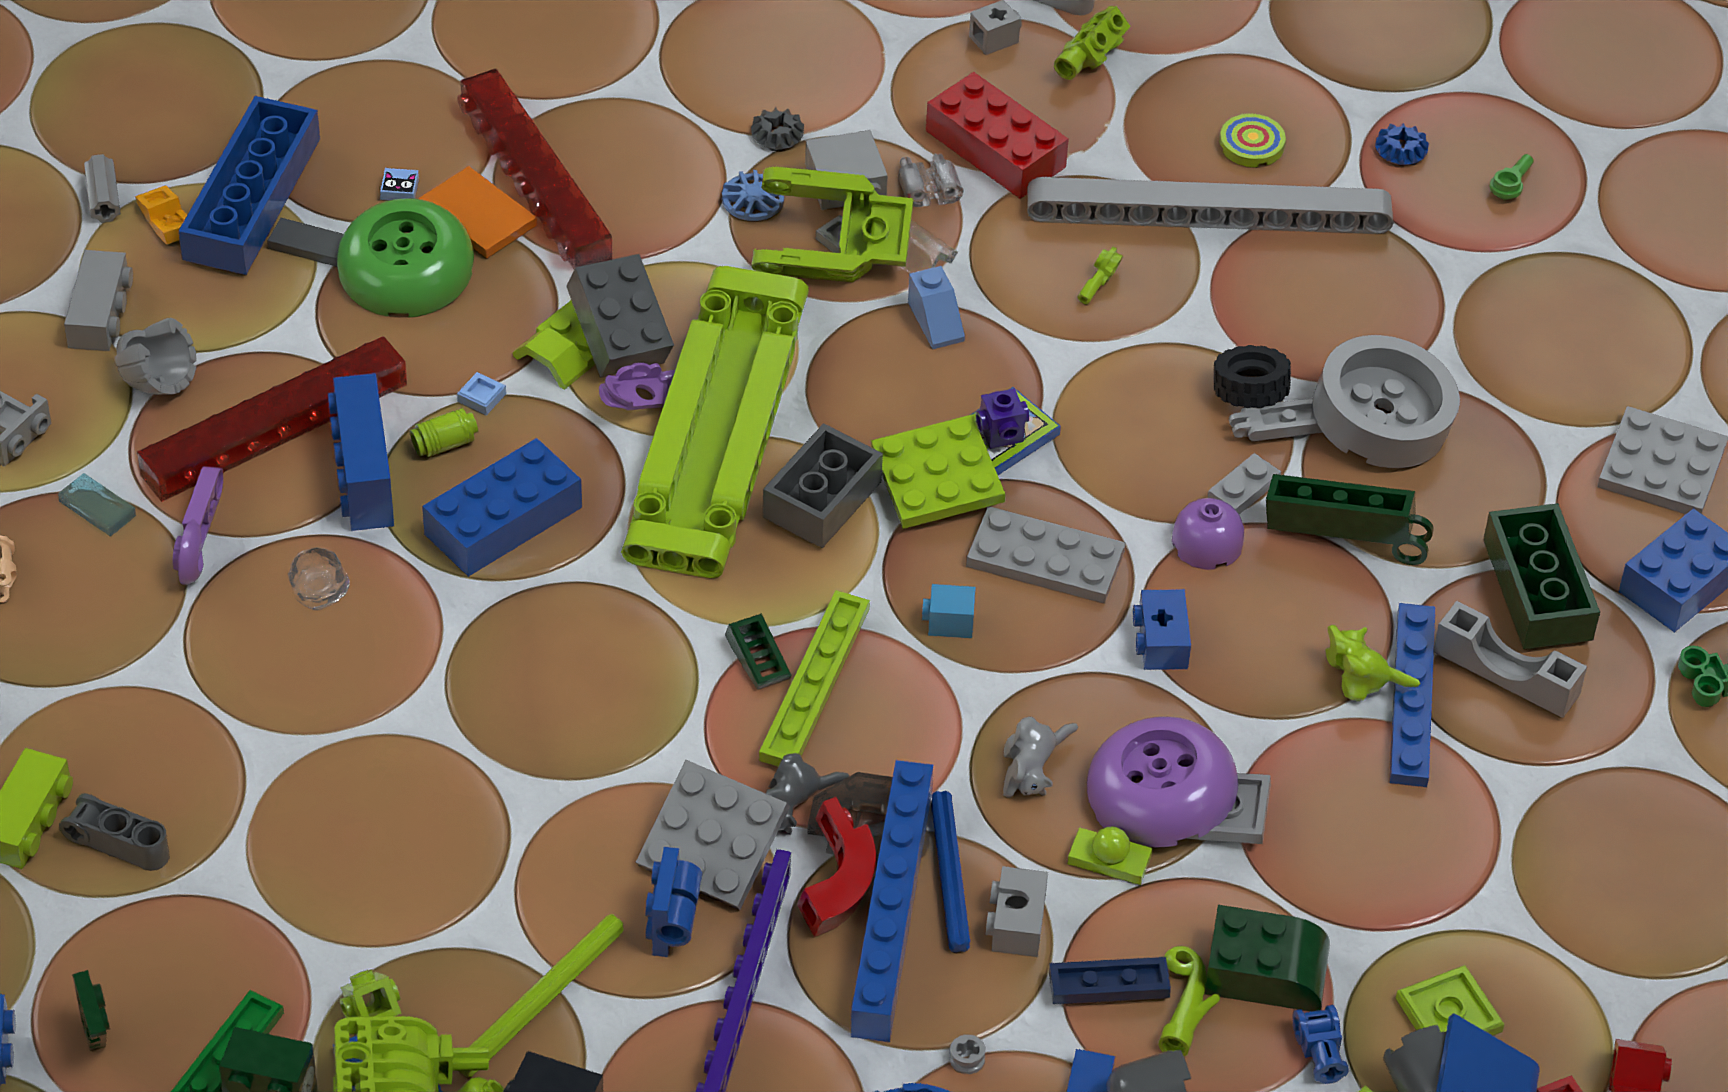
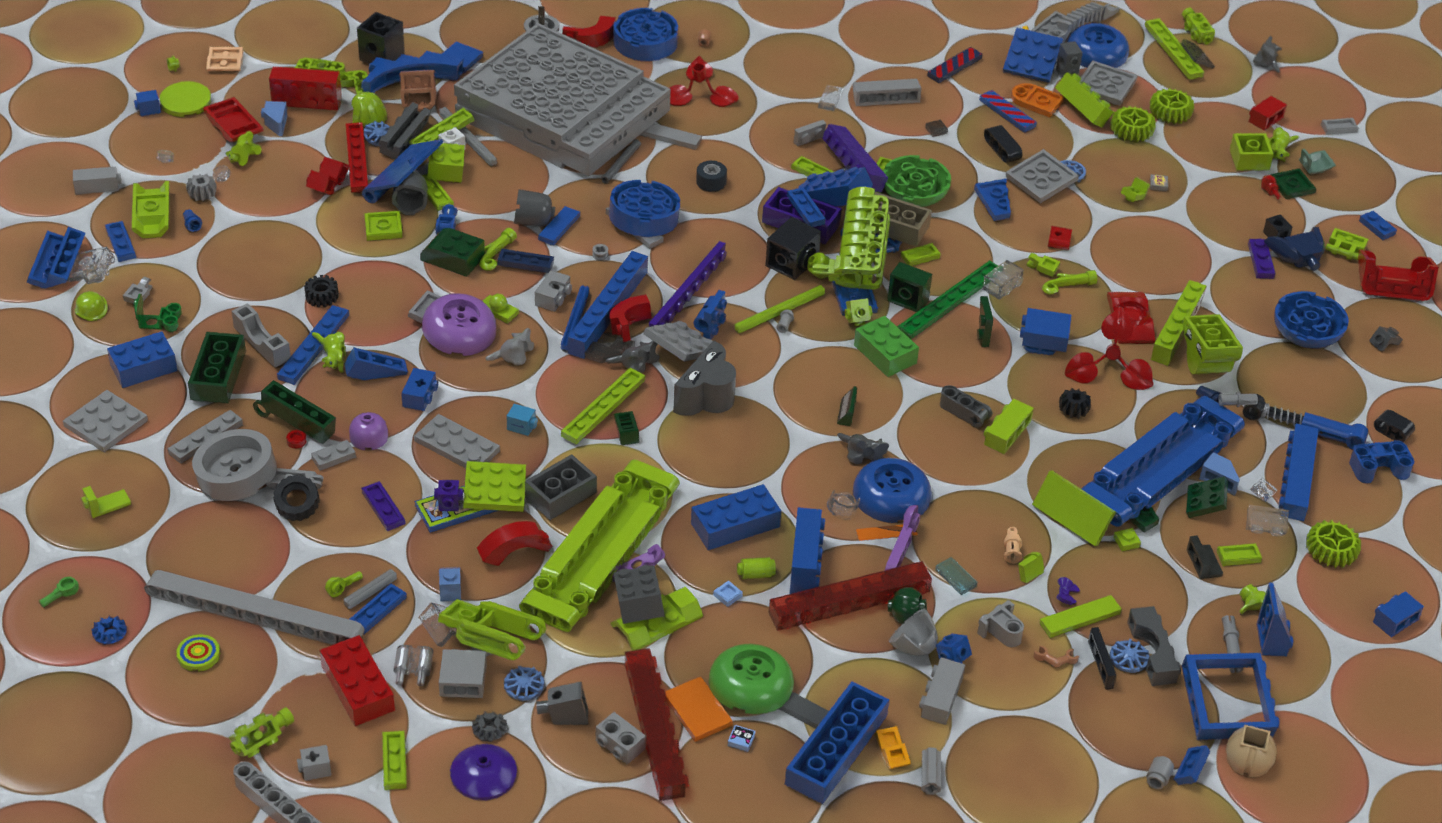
camera: 165 degrees left, 5 degrees down
(86, 354) = (954, 648): none -> blue brick
(170, 412) = (906, 604): none -> dark green plant
(238, 564) = (880, 532): none -> orange sticker
(256, 640) = (902, 487): none -> blue brick
(297, 934) = (886, 346): none -> bright green brick
(305, 690) = (861, 447): none -> dark grey animal
(350, 785) = (847, 407): none -> dark green slope
(521, 968) = (786, 318): none -> light grey pin
(580, 138) = (620, 738): none -> light grey brick
(627, 739) = (706, 384): none -> dark grey brick
(672, 153) = (566, 705): none -> dark grey torso
(759, 76) = (480, 779): none -> dark purple dish
(852, 368) = (511, 537): none -> red arch
(891, 64) = (394, 760): none -> lime tile
(1027, 256) = (379, 607): none -> blue tile
(1054, 279) = (370, 589): none -> light grey axle
(1110, 417) = (383, 506): none -> dark purple tile
(1269, 658) = (372, 365): none -> blue slope
(1469, 821) = (328, 287): none -> black tyre
(1478, 472) = (187, 446): none -> light grey plate
(1560, 309) = (104, 504): none -> lime bracket

